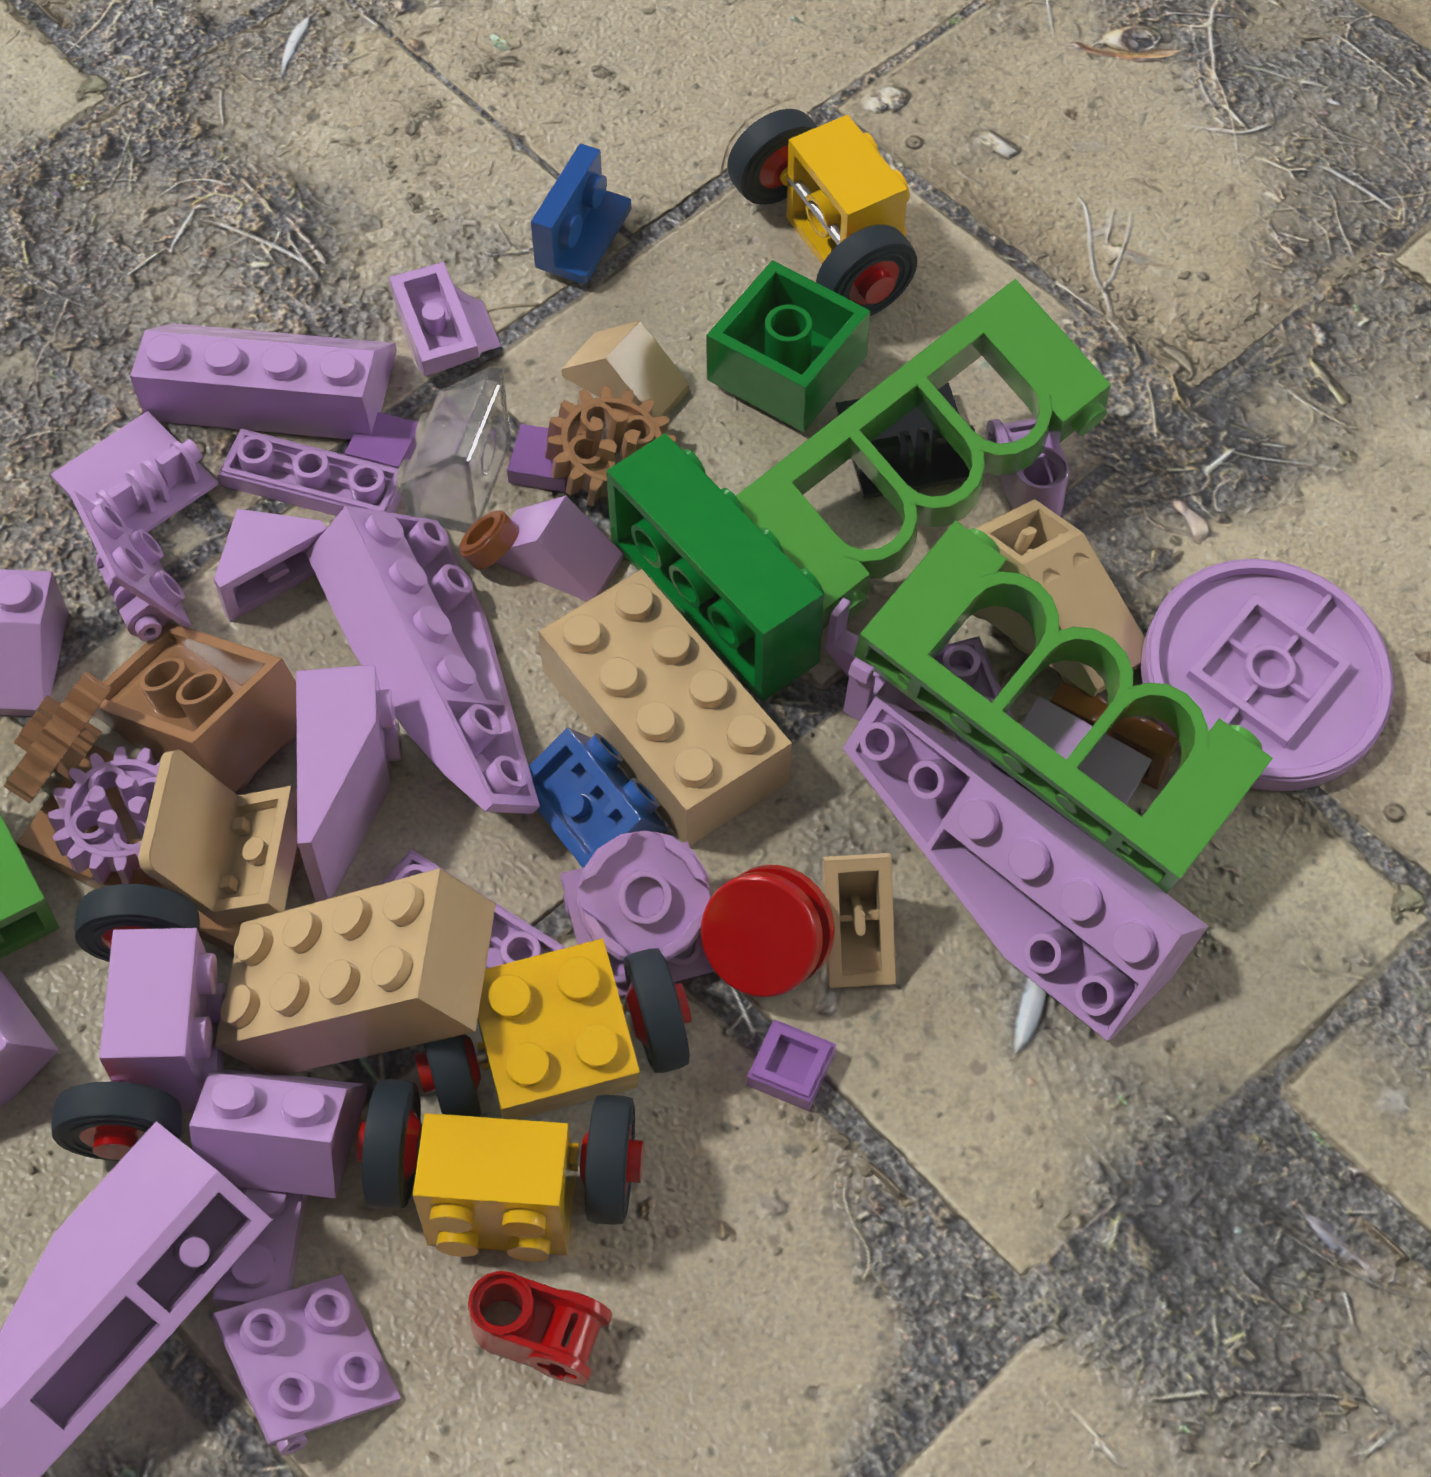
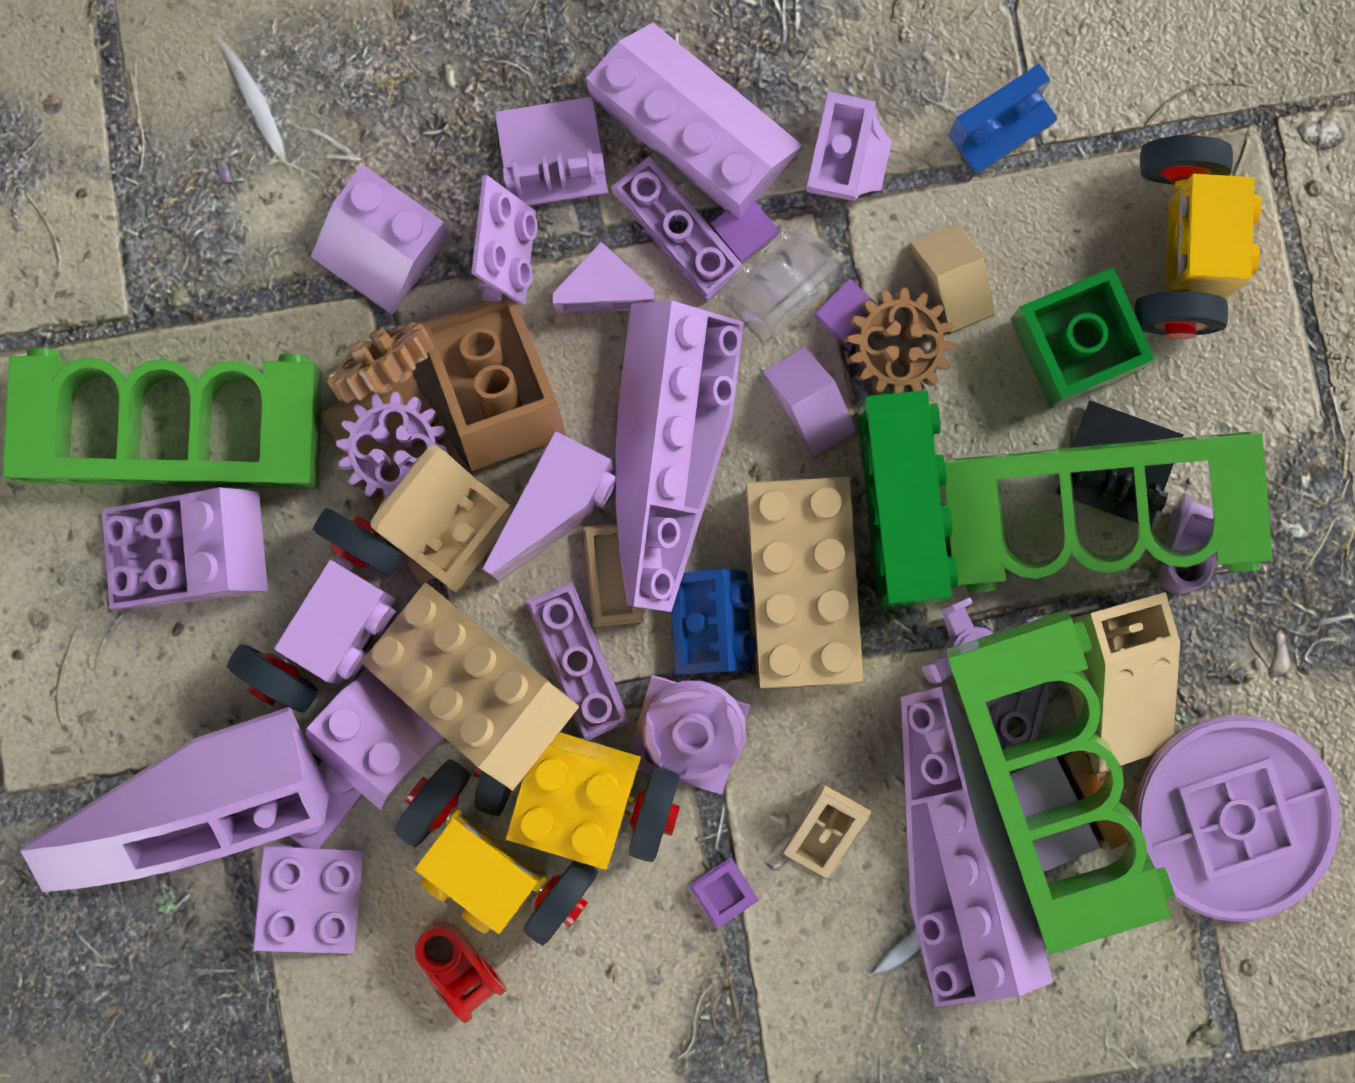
camera: 30 degrees right, 25 degrees up
(453, 825) = (606, 578): none -> tan tile
(489, 539) = (767, 367): dark orange tile -> none
(767, 930) = (761, 804): red head -> none

